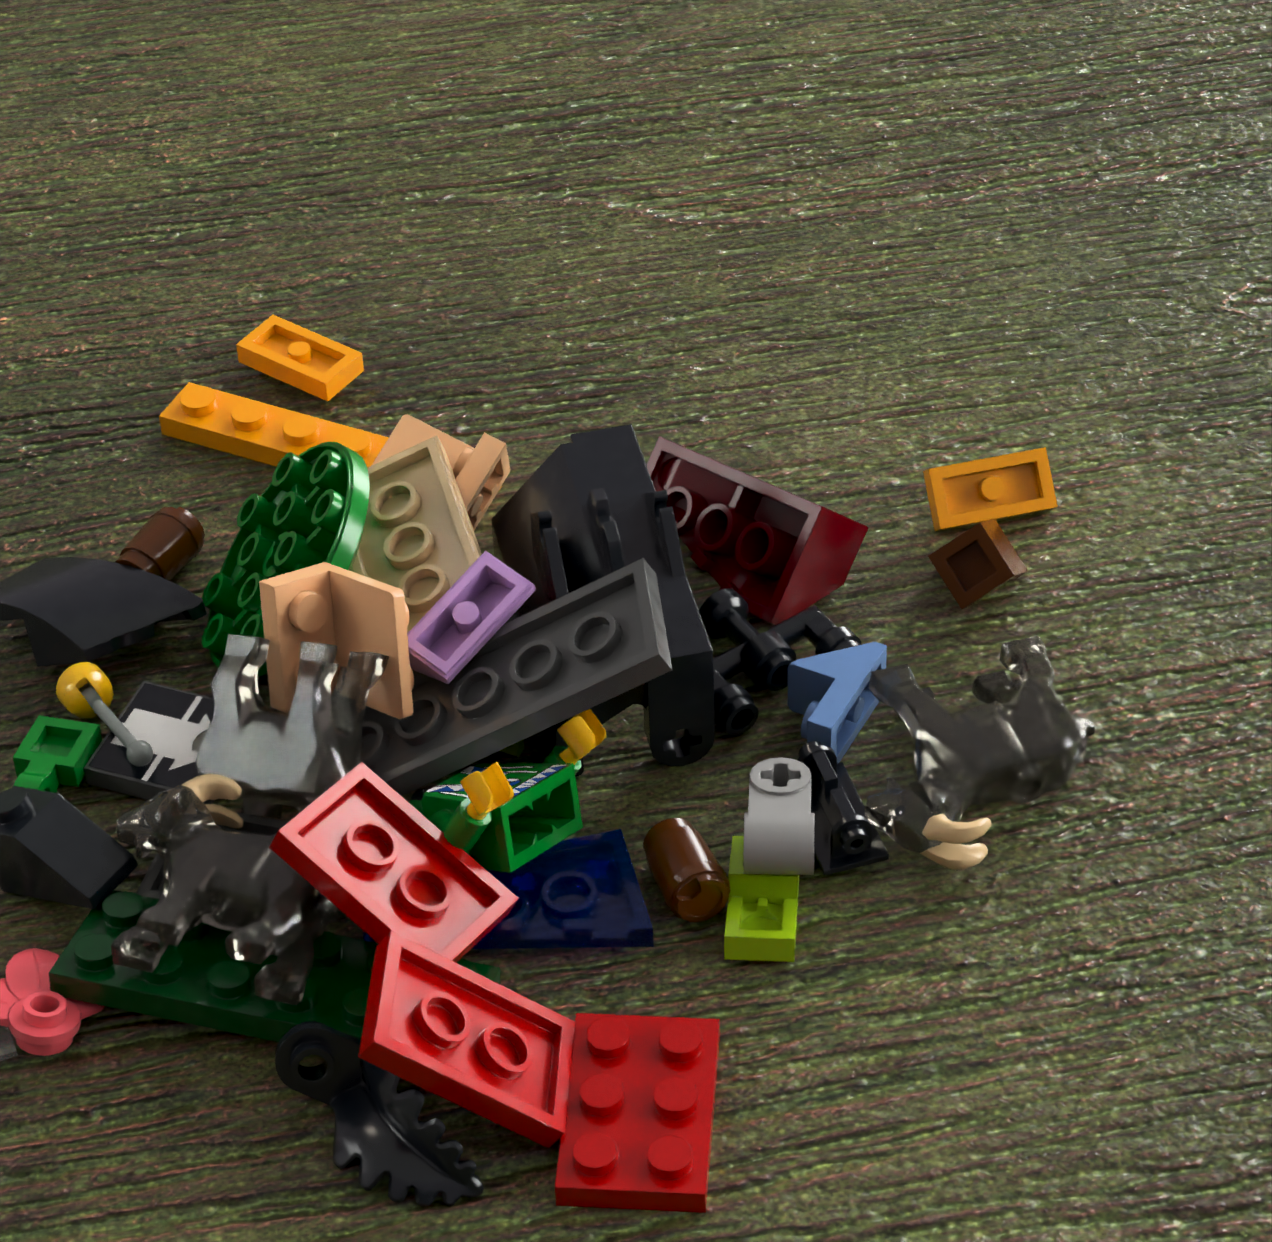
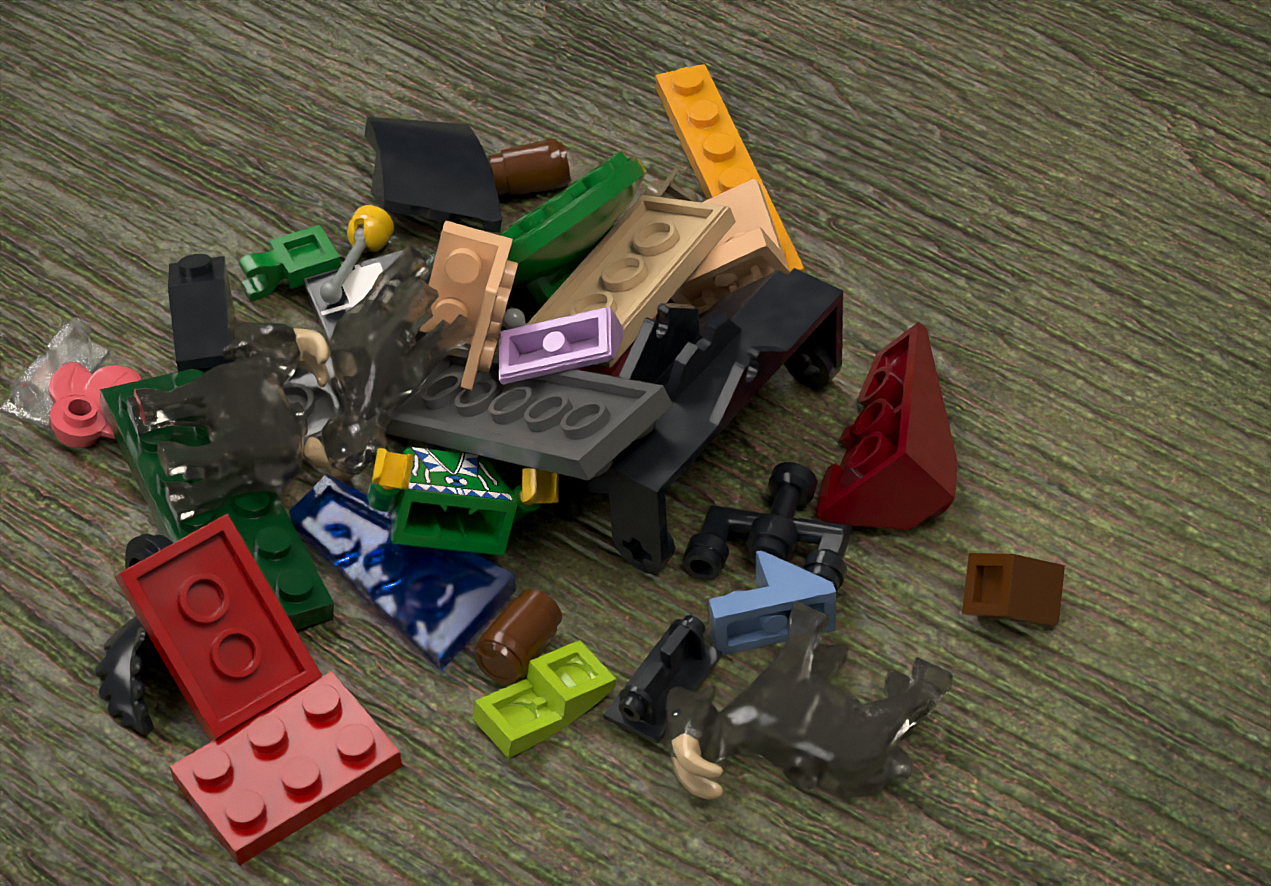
camera: 50 degrees right, 5 degrees up
(300, 357) = (793, 95): light orange plate -> none
(392, 867) = (309, 483): plate -> none
(779, 819) = (590, 651): light grey piece -> none
(990, 489) = (1102, 542): light orange plate -> none

